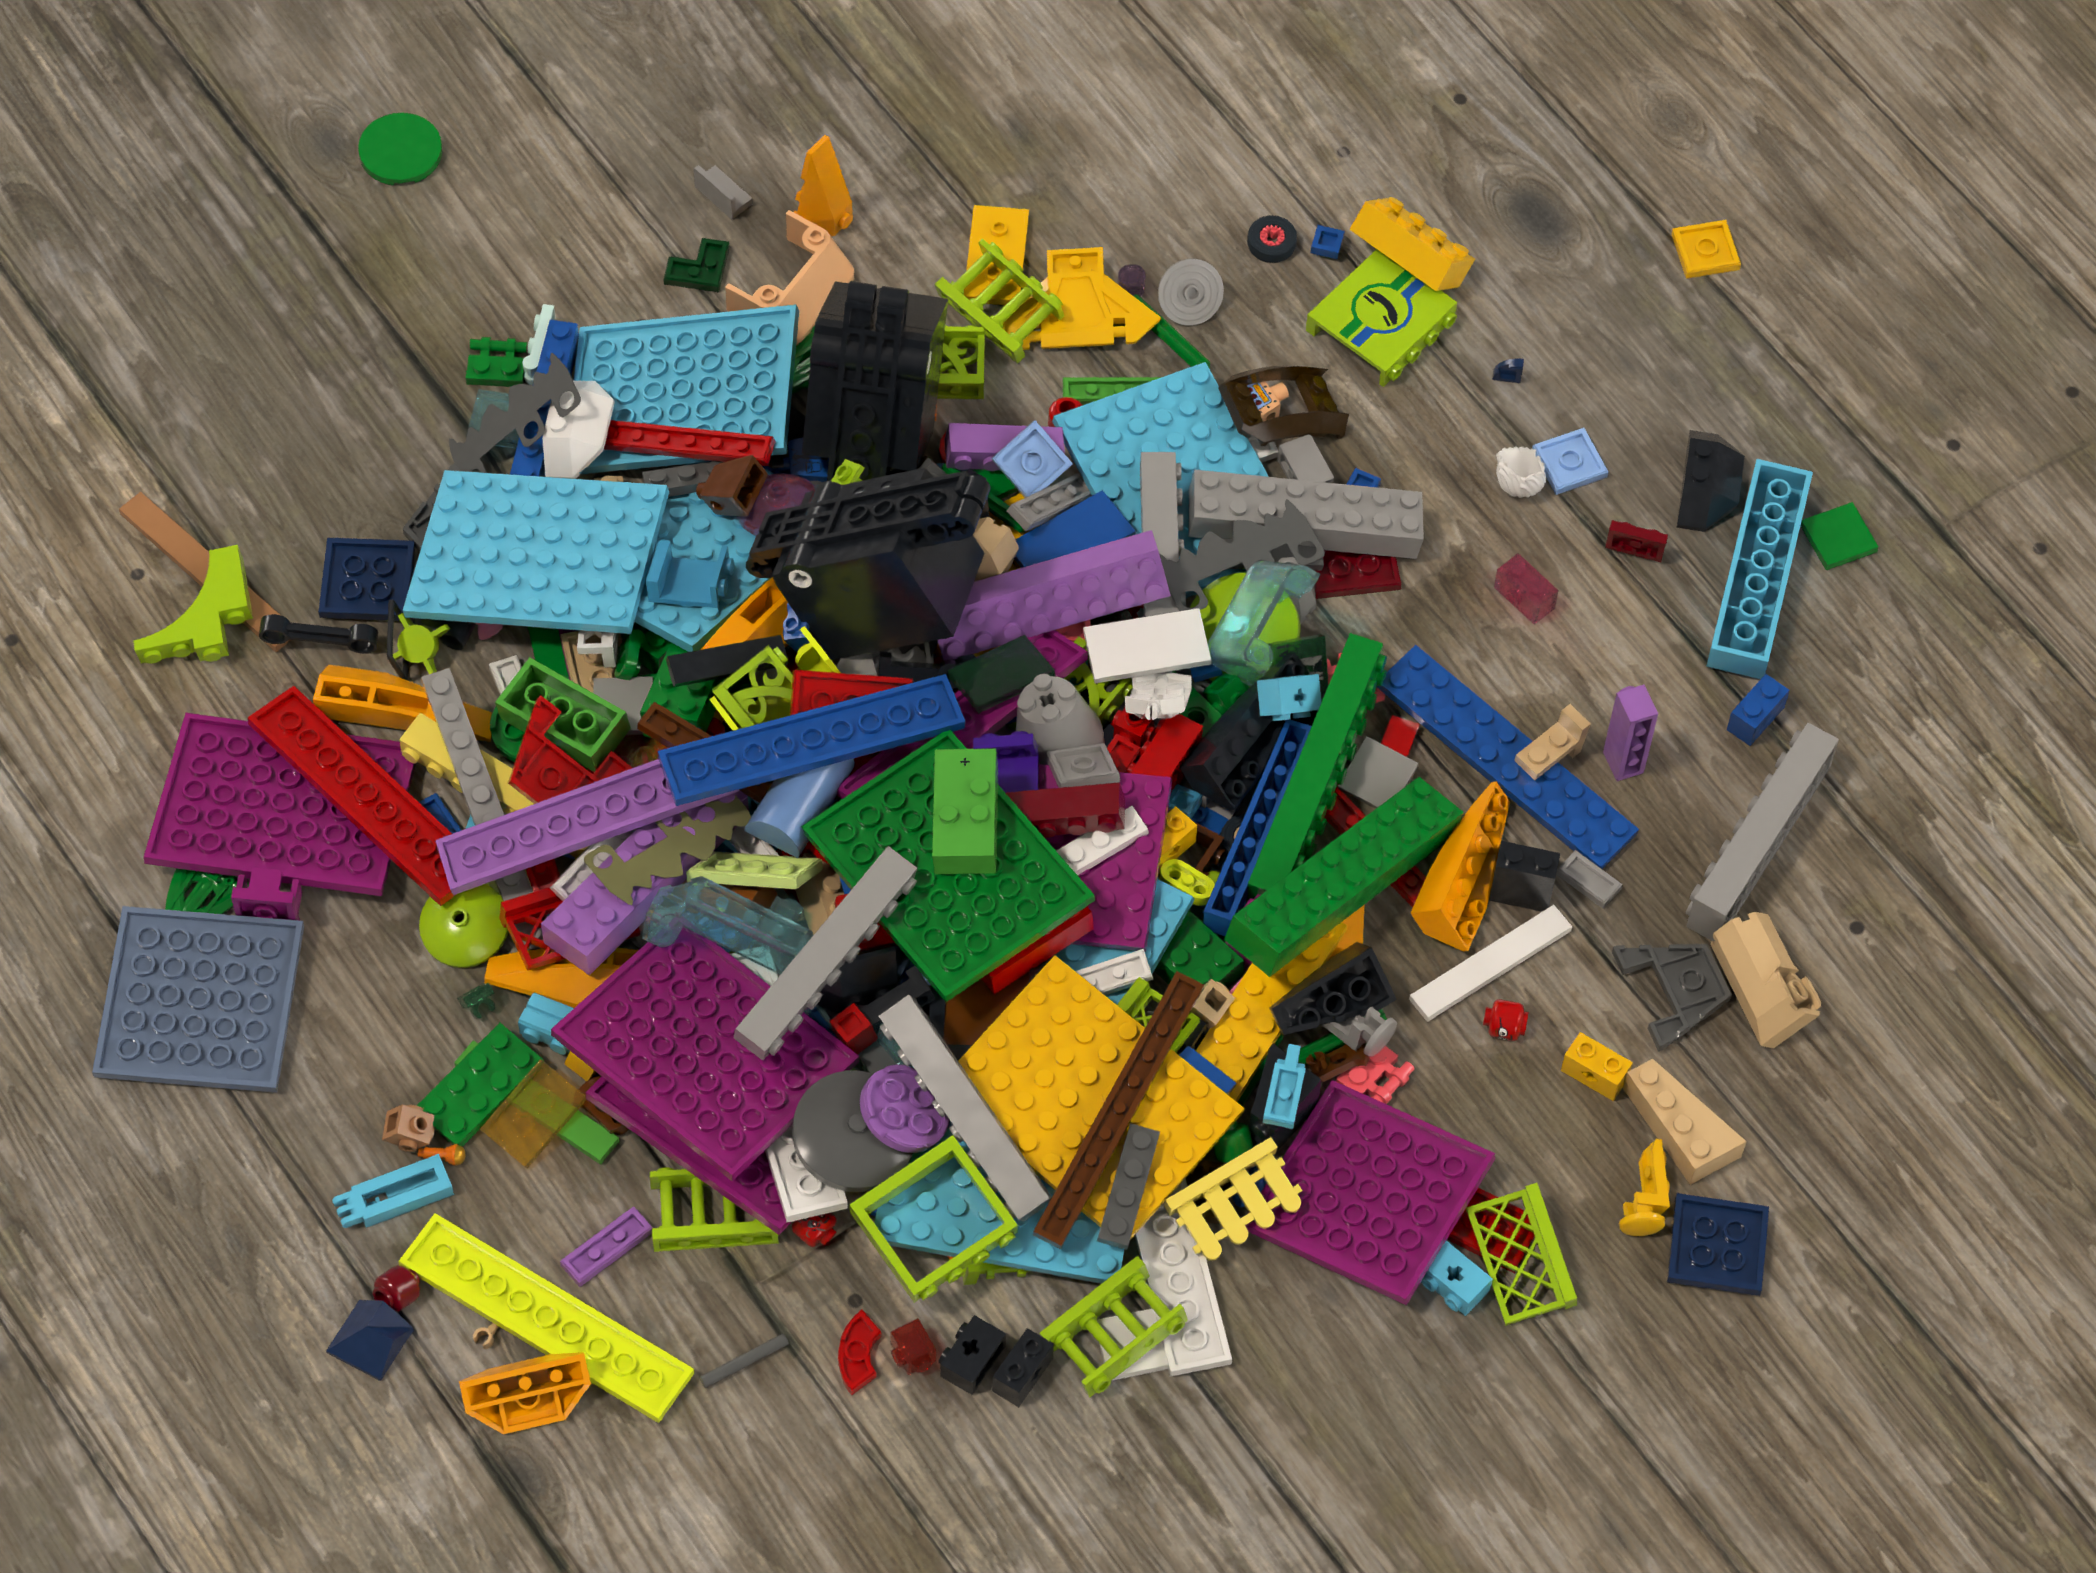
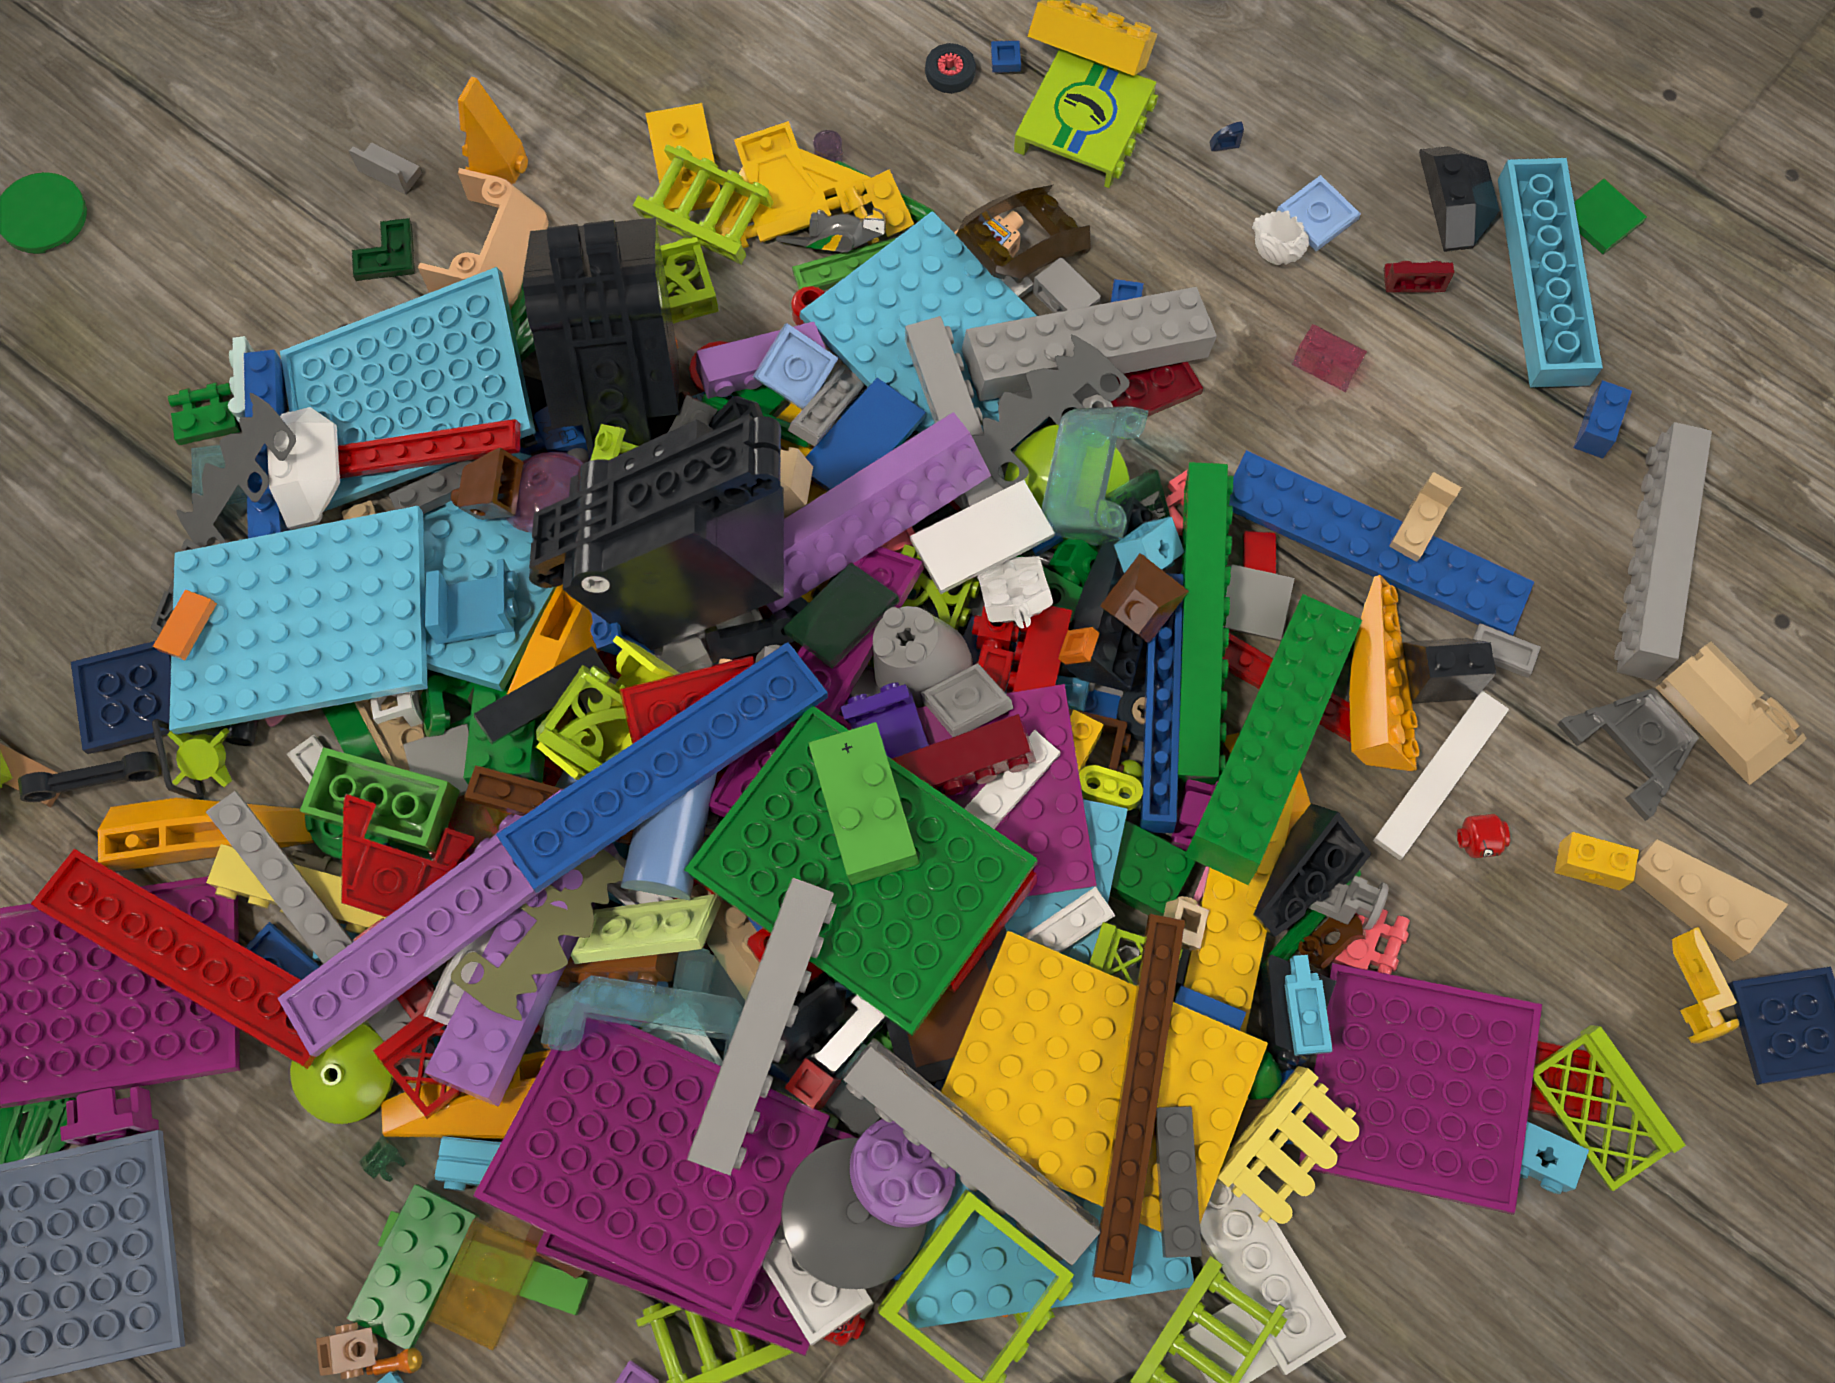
camera: 15 degrees left, 10 degrees up
(440, 529) = (184, 625): none -> orange tile
(1115, 357) = (839, 231): none -> dark grey animal
(1168, 345) = (884, 196): none -> yellow plate
(1190, 292) = (891, 141): light grey shield -> none
(1197, 754) = (1078, 645): none -> orange tile
(1267, 732) = (1144, 598): none -> reddish brown slope
(1630, 732) = (1505, 483): medium lavender brick -> none

